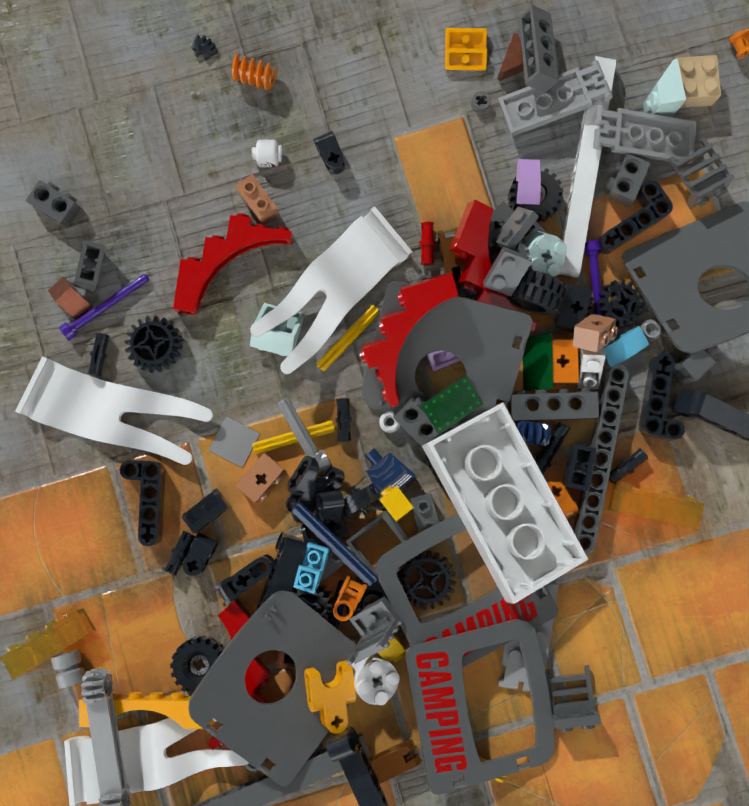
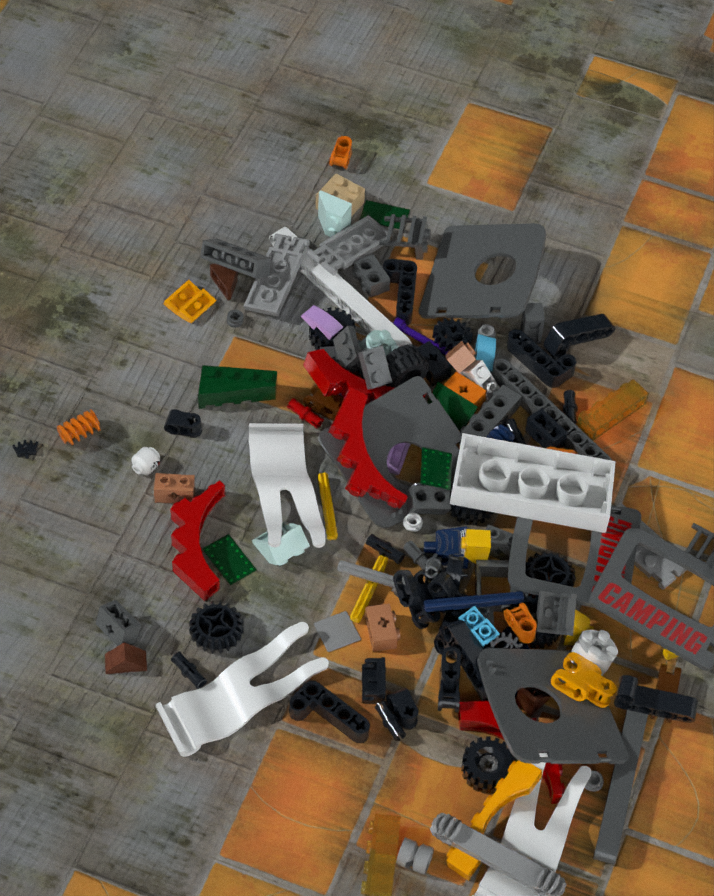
camera: 55 degrees left, 30 degrees down
(52, 205) = (47, 622): dark grey brick -> none
(70, 329) = (151, 675): dark purple piece -> none
(232, 299) = (229, 559): none -> dark green sticker
(346, 480) = (433, 566): none -> dark grey axle
(357, 455) = (416, 554): none -> dark grey axle
(402, 159) = (235, 385): none -> dark green wedge
(713, 127) = (379, 210): none -> dark green sticker

